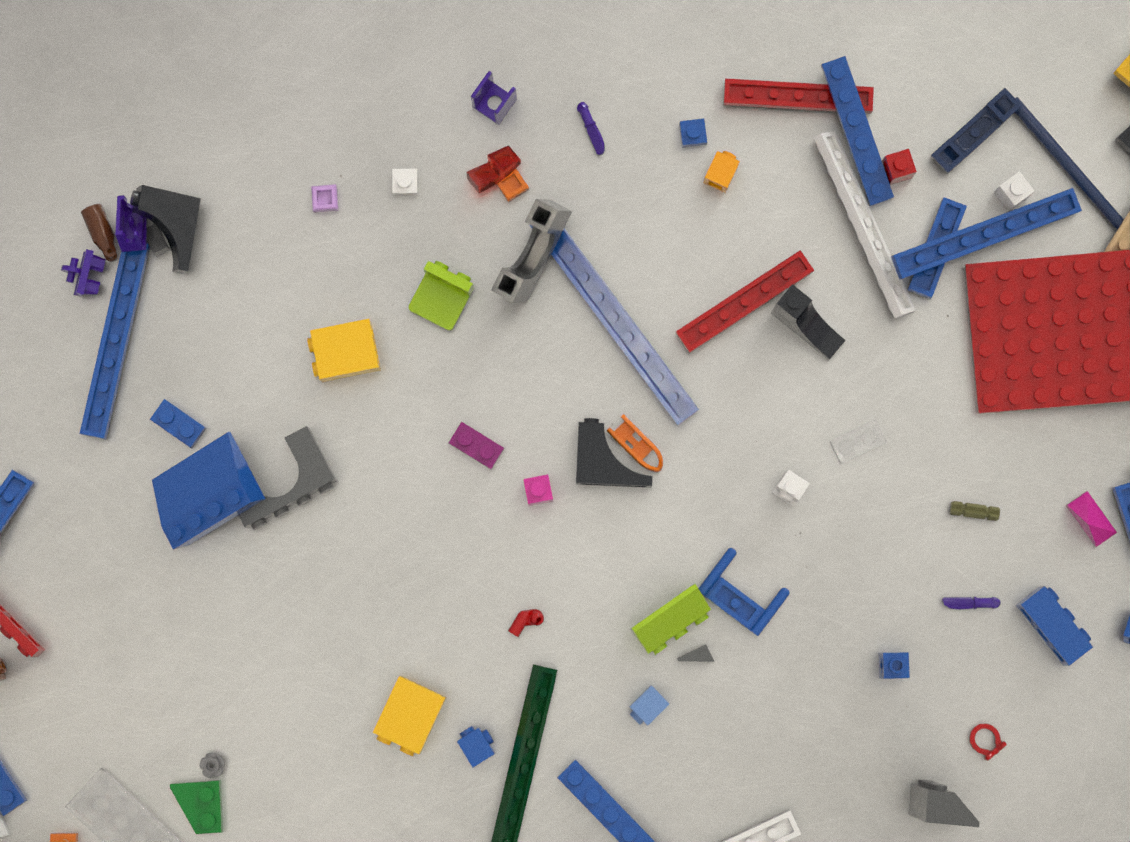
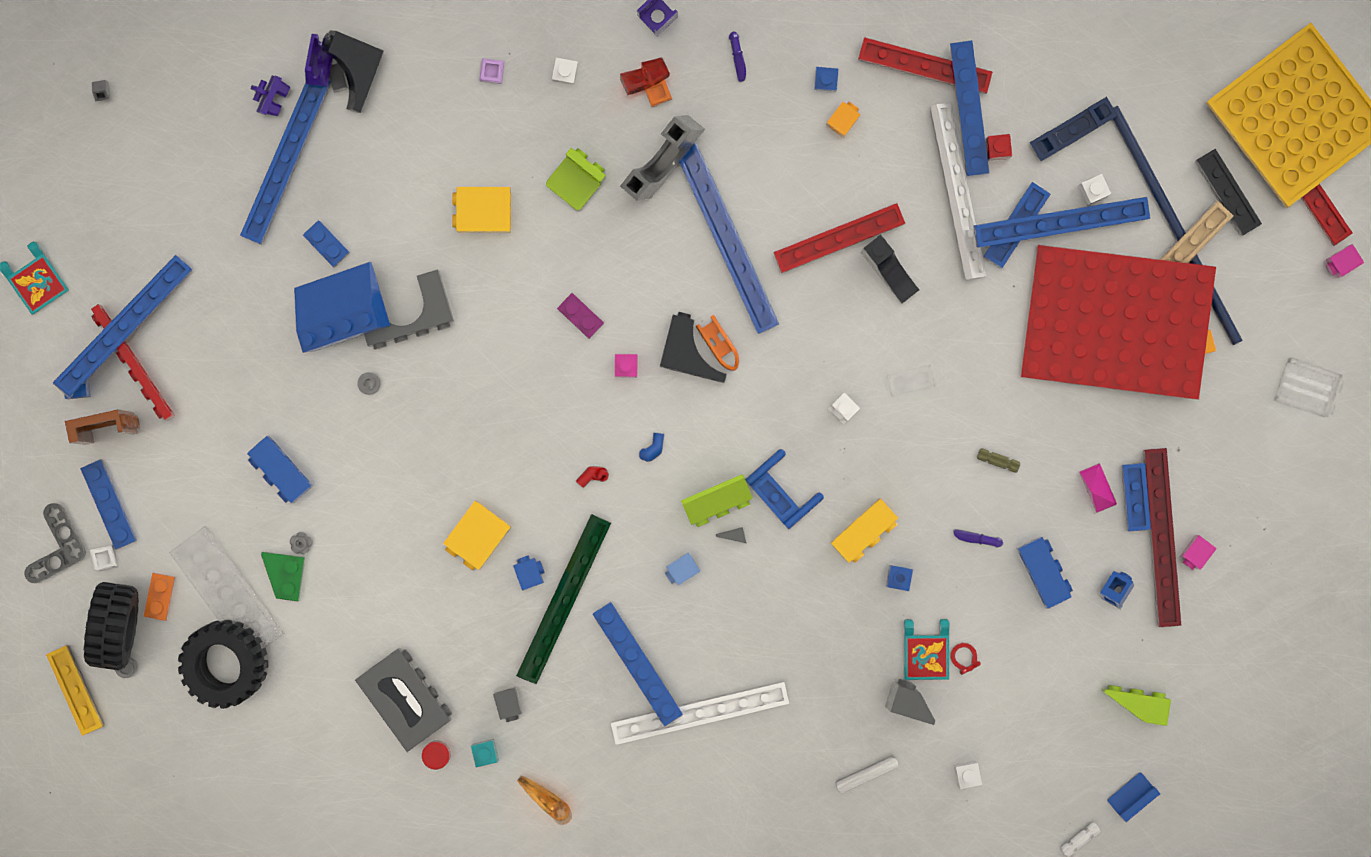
camera: 10 degrees right, 5 degrees up
(100, 230) = (290, 60): reddish brown piece -> none
(172, 687) = (279, 470): none -> blue brick
(261, 572) = (375, 383): none -> flat silver plate
(589, 578) = (654, 450): none -> blue arm
(844, 620) = (865, 531): none -> yellow brick
(942, 746) = (926, 655): none -> flag

